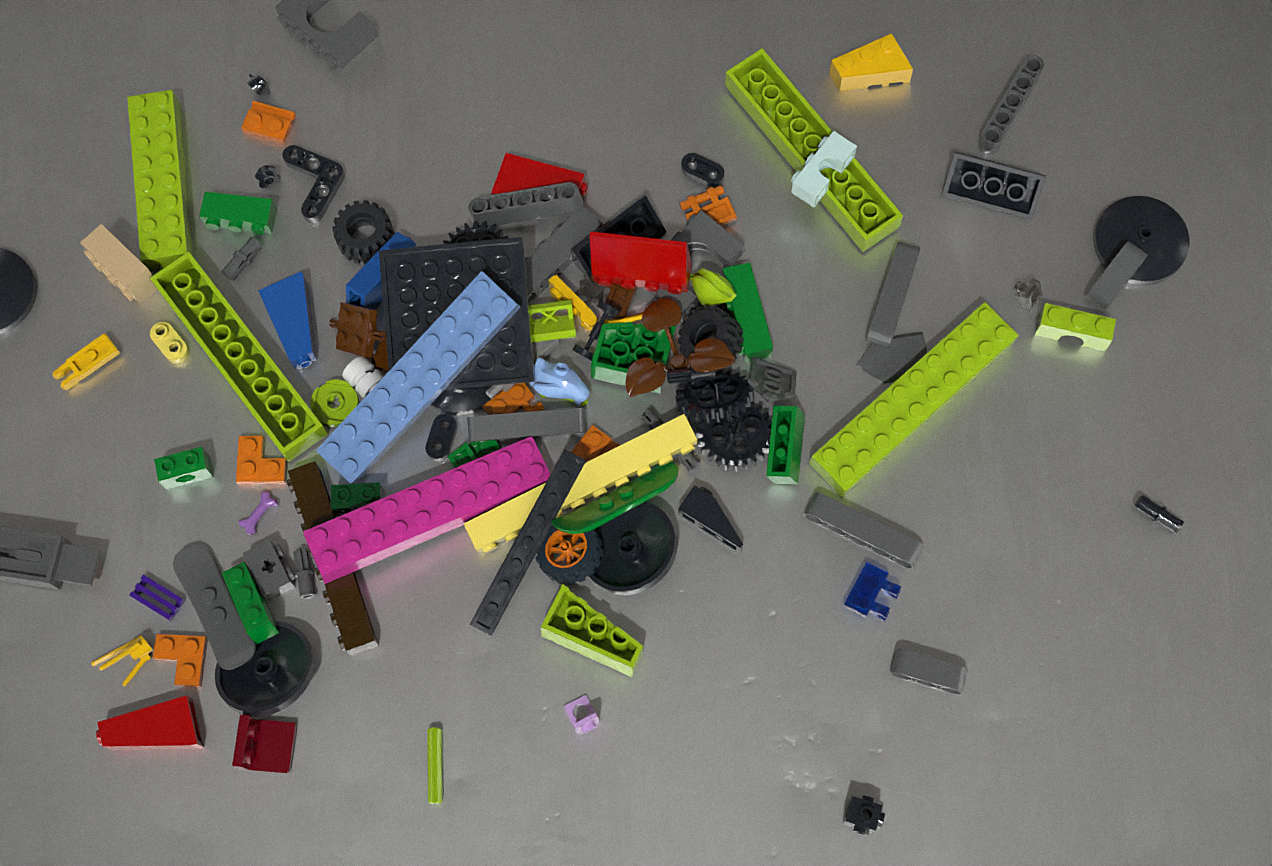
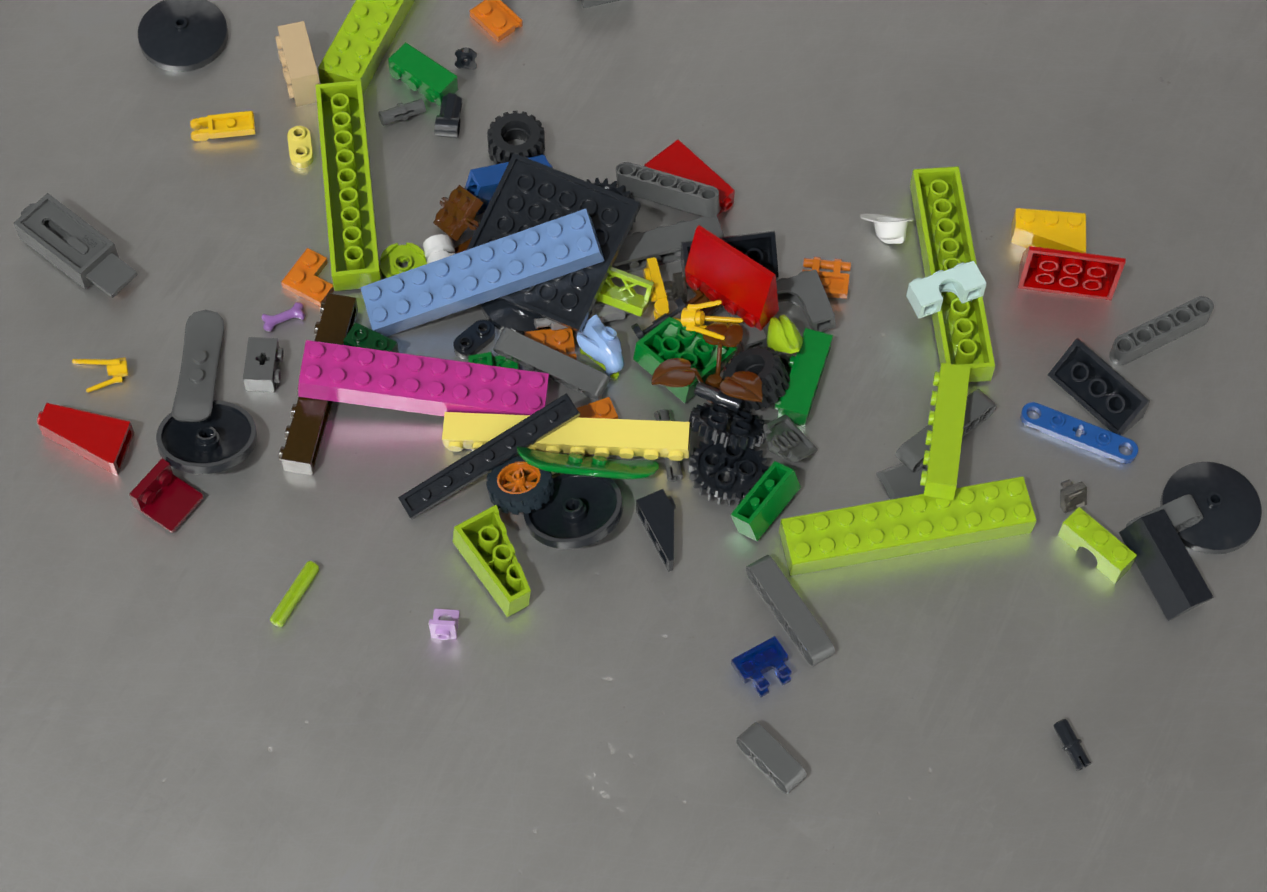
camera: 25 degrees right, 10 degrees down
(141, 587) = (151, 323): dark purple tile -> none
(183, 468) = (246, 247): green brick -> none
(189, 654) = (153, 395): orange plate -> none
(250, 603) = (228, 379): green brick -> none
(288, 243) = (448, 120): none -> black piece
(291, 315) = (412, 178): blue slope -> none
(304, 573) = (288, 384): dark grey axle -> none
(322, 176) = (510, 85): black beam -> none
(626, 313) = (692, 318): none -> yellow plant
(703, 169) = (843, 244): black plate -> none
(732, 135) = (889, 228): none -> white piece
(854, 815) = (632, 840): black brick -> none
(901, 298) = (946, 432): none -> lime brick
(909, 95) = (1069, 272): none -> red slope
(1015, 233) = (1092, 438): none -> blue piece
(1142, 313) = (1166, 564): none -> black slope

